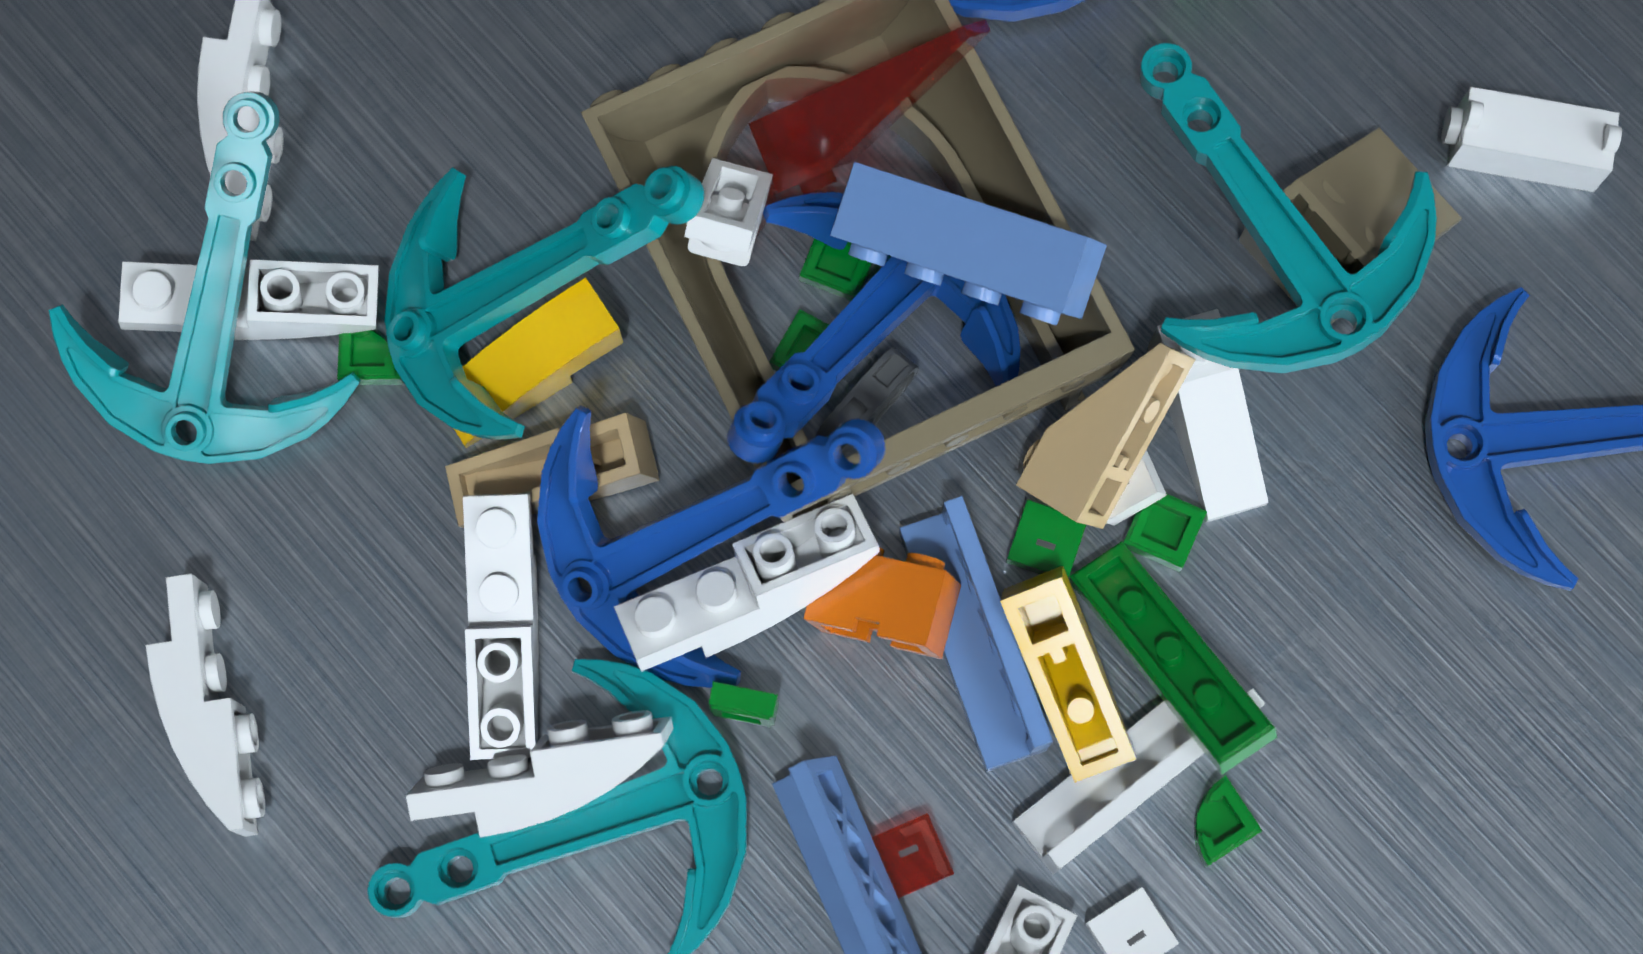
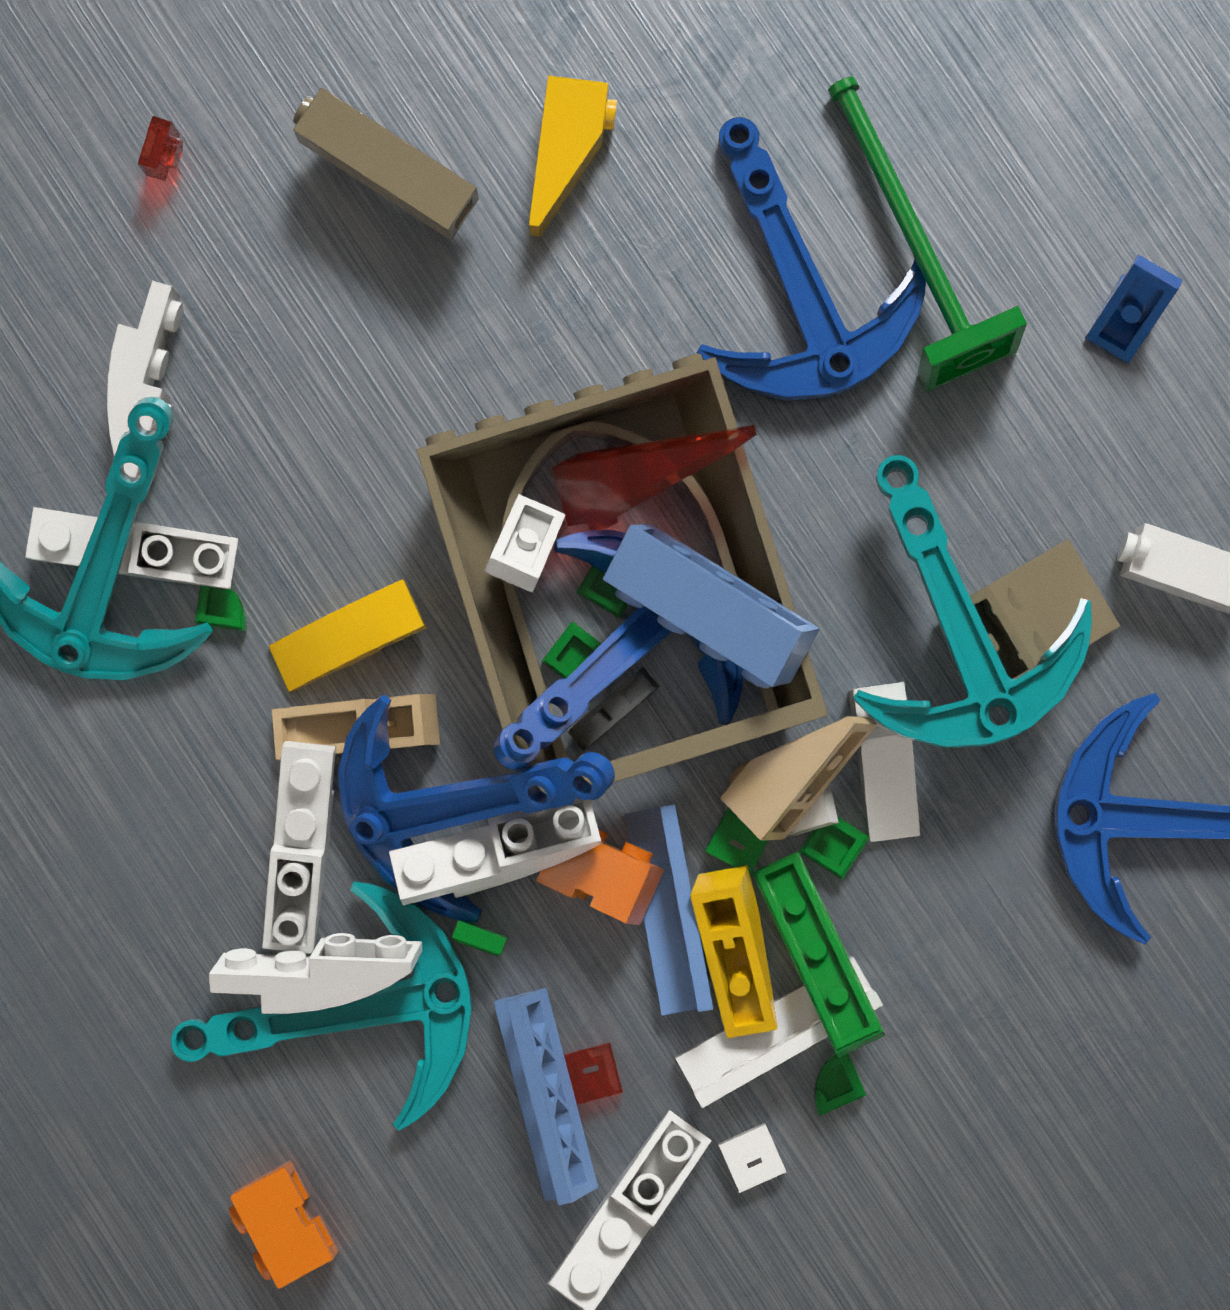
camera: 10 degrees right, 10 degrees up
(205, 732) = (59, 899): white slope -> none
(432, 323) = (310, 586): teal piece -> none

